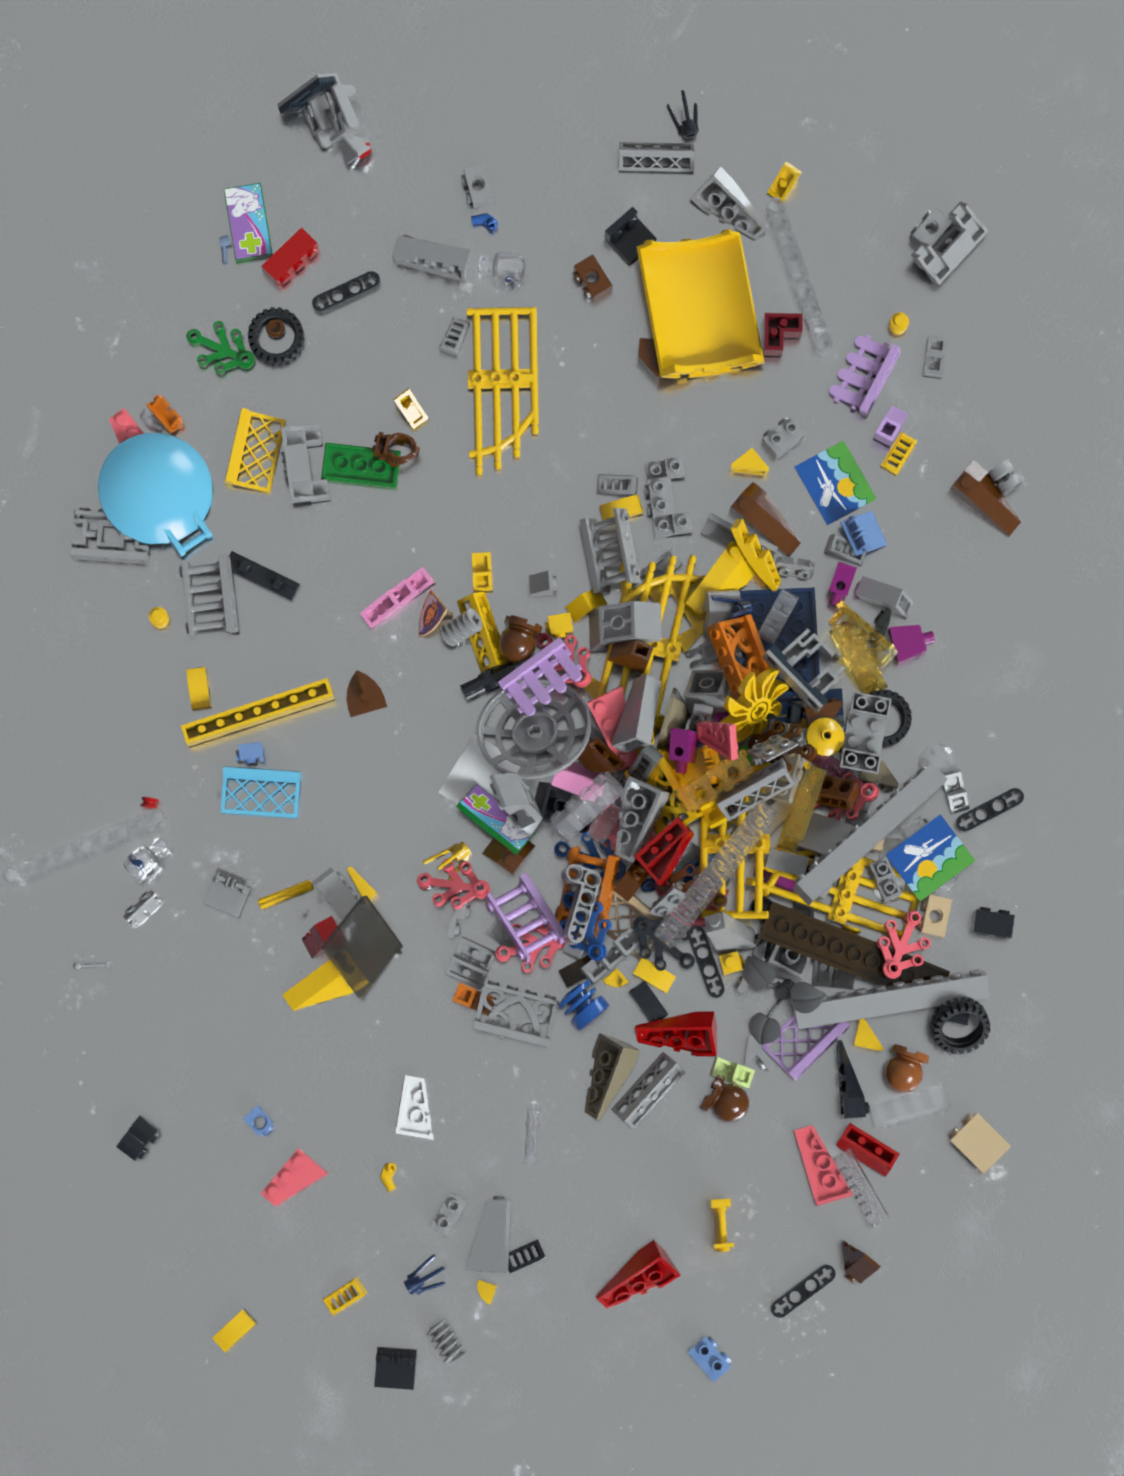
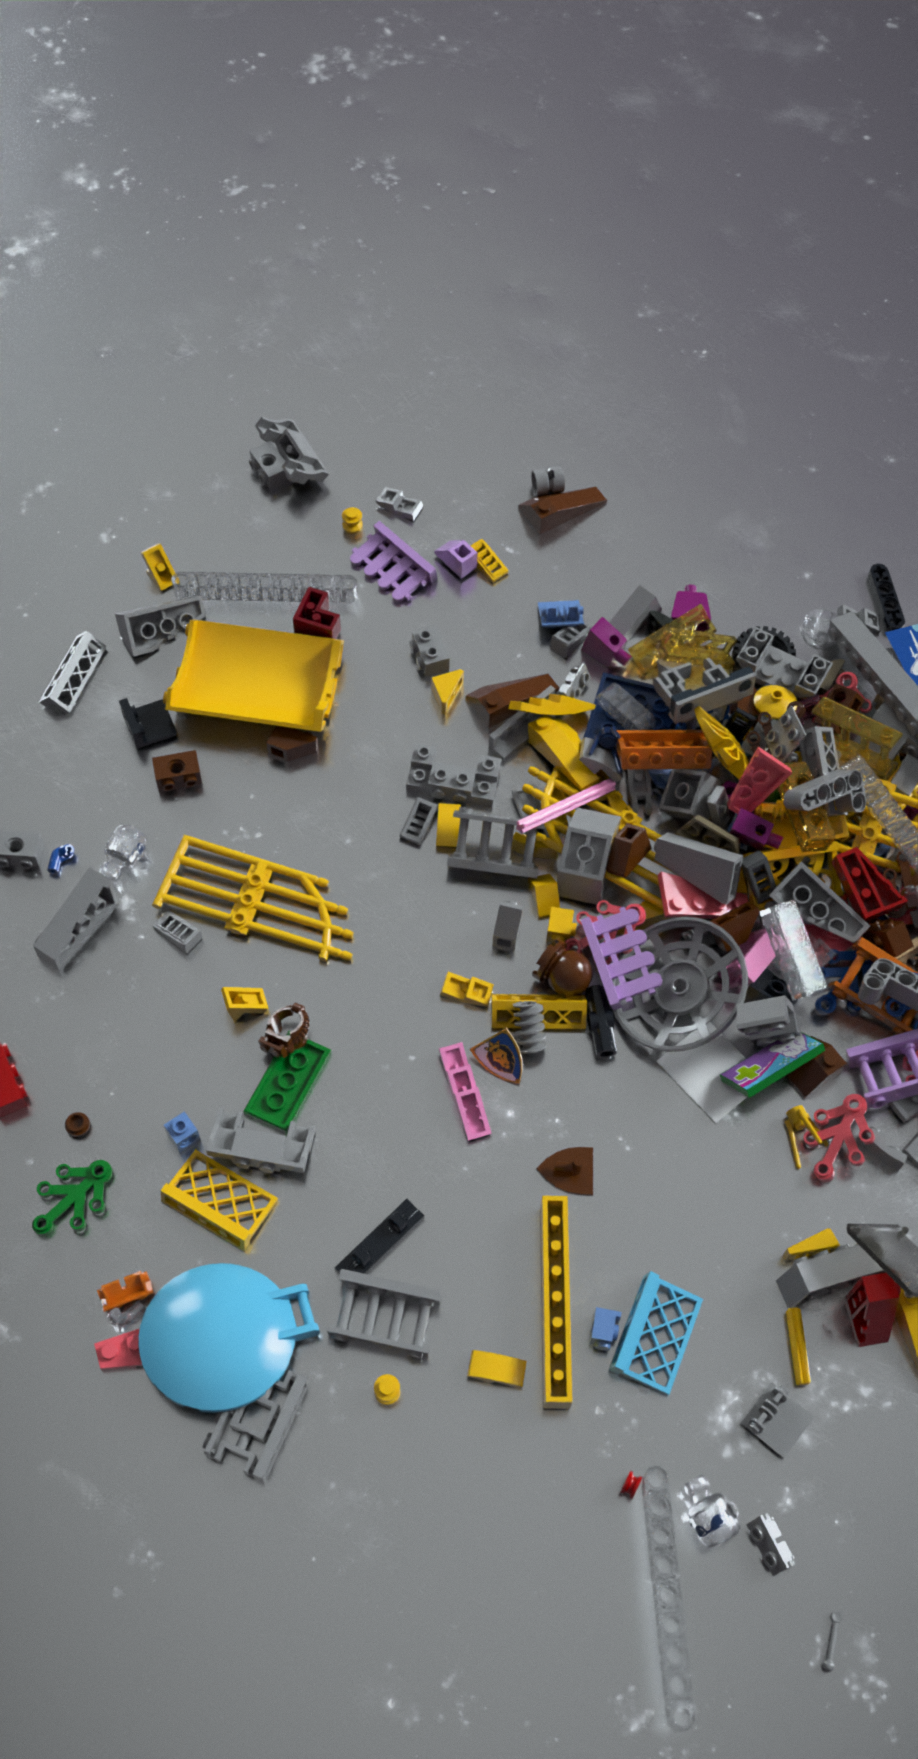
camera: 70 degrees left, 20 degrees down
(263, 317) = (73, 1102): black tyre -> none
(292, 405) = (182, 1132): none -> medium blue brick
(347, 294) = (68, 1030): black beam -> none
(658, 594) = (565, 805): none -> bright pink axle
(688, 127) = (56, 633): black plant -> none
(737, 801) = (842, 786): none -> light grey beam
(835, 482) = (495, 626): sticker -> none

